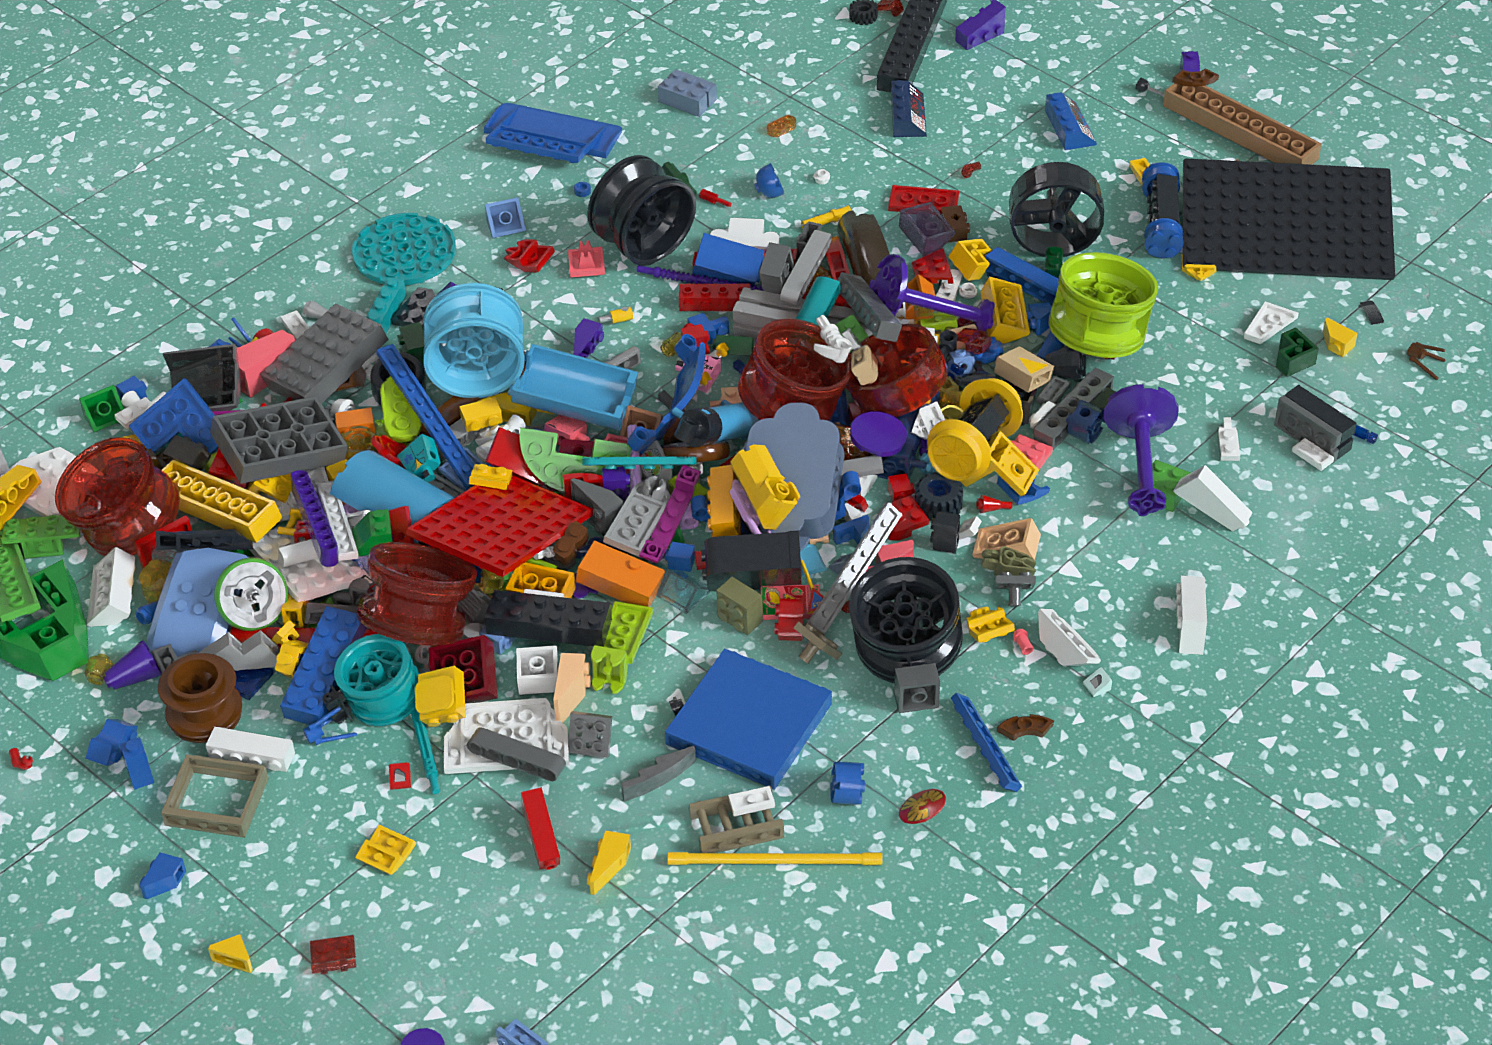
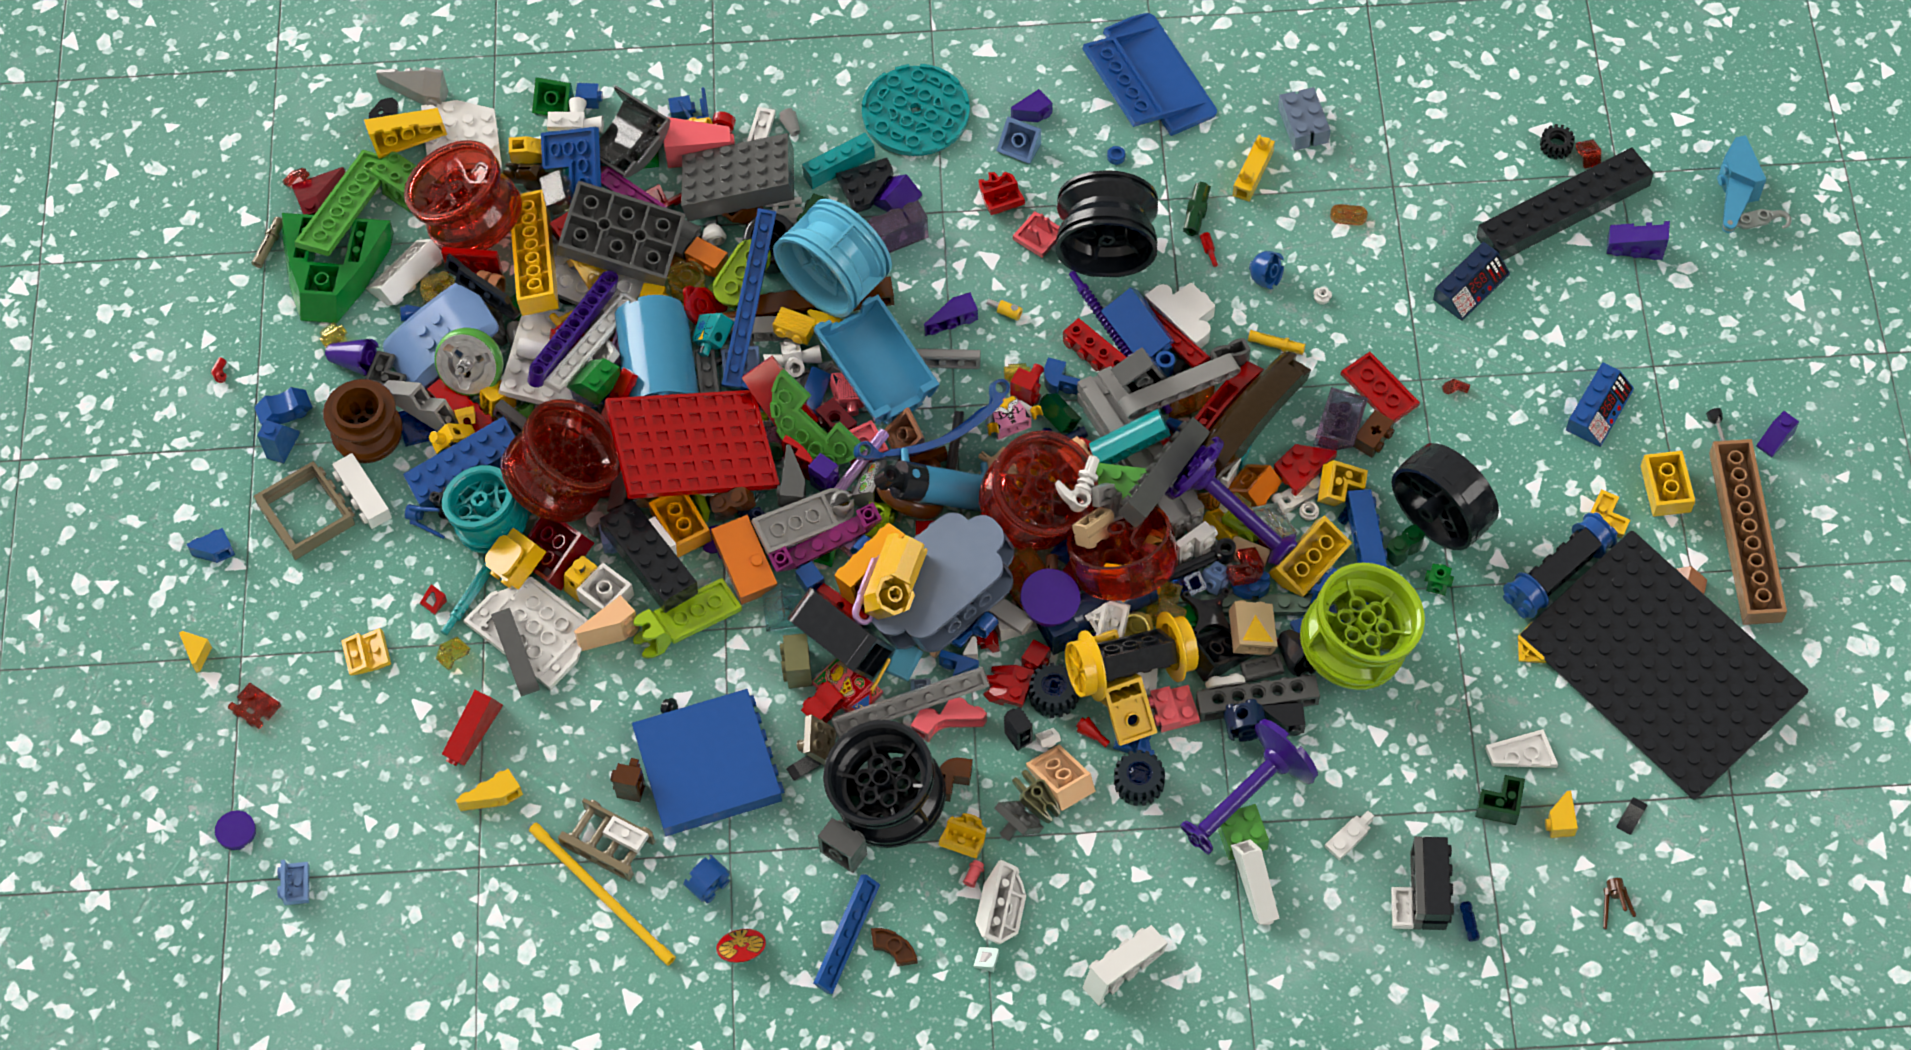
camera: 45 degrees right, 15 degrees up
(459, 798) = (451, 651): none -> clear yellow bracket
(490, 193) = (1033, 108): none -> dark purple slope
(490, 476) = (733, 393): yellow plate -> none
(507, 667) = (577, 574): none -> yellow torso
(590, 726) = (582, 679): dark grey plate -> none
(631, 462) = (846, 471): teal plate -> none
(655, 776) = (603, 753): flat silver slope -> none
(688, 137) = (1253, 168): none -> yellow brick
(710, 768) = (628, 781): none -> reddish brown brick
(820, 670) = (802, 767): none -> sticker
(1059, 504) = (1139, 777): none -> black wheel
(1164, 131) = (1667, 483): none -> yellow brick
(1195, 79) = (1753, 451): reddish brown tile -> none

